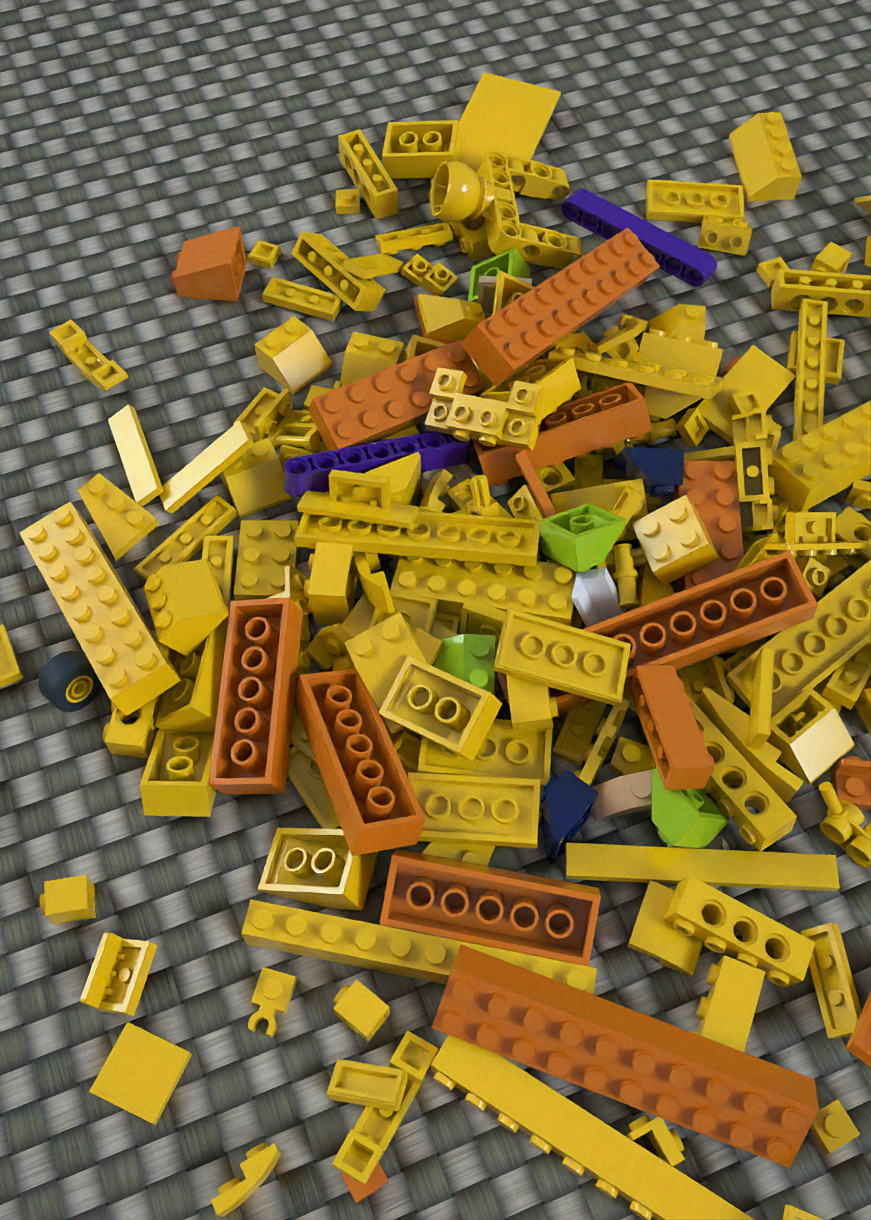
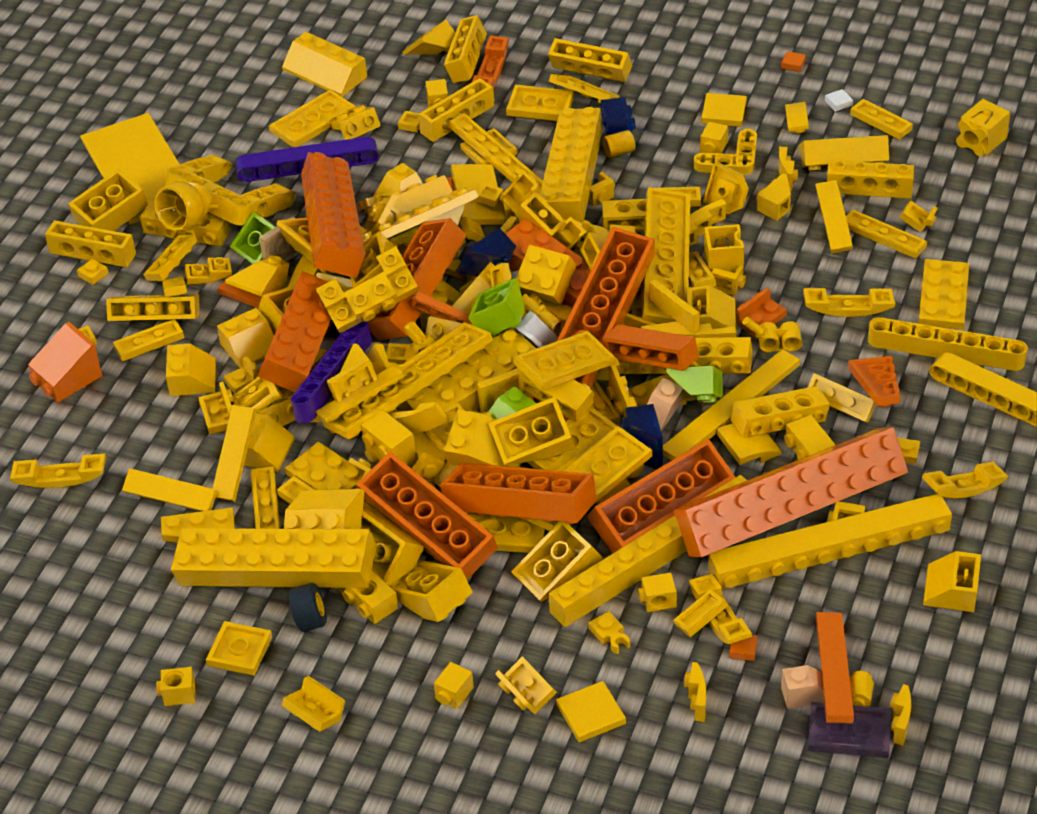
camera: 45 degrees left, 15 degrees down
(813, 532) = (604, 218): yellow bracket -> none

